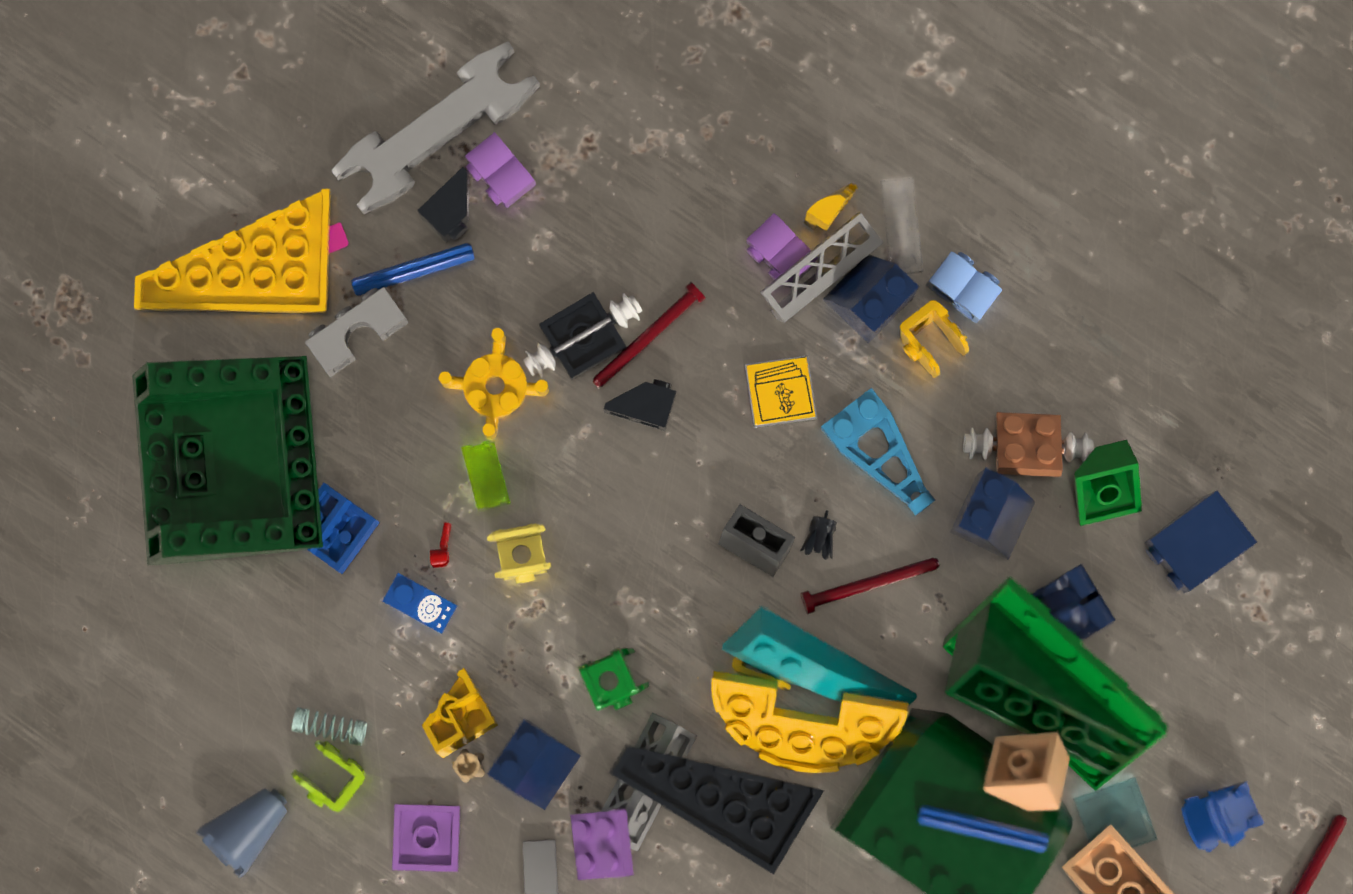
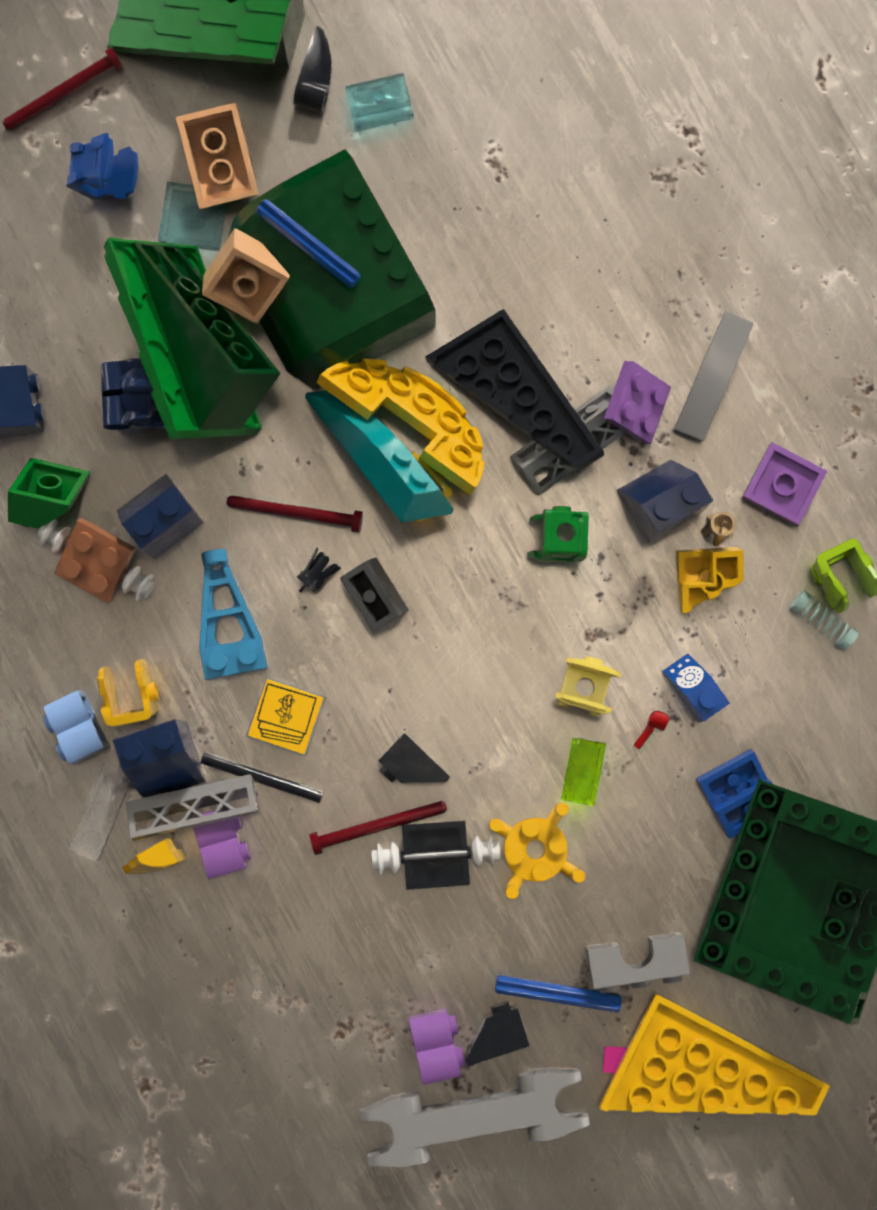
camera: 150 degrees left, 0 degrees up
(774, 327) = (262, 777): none -> black bar

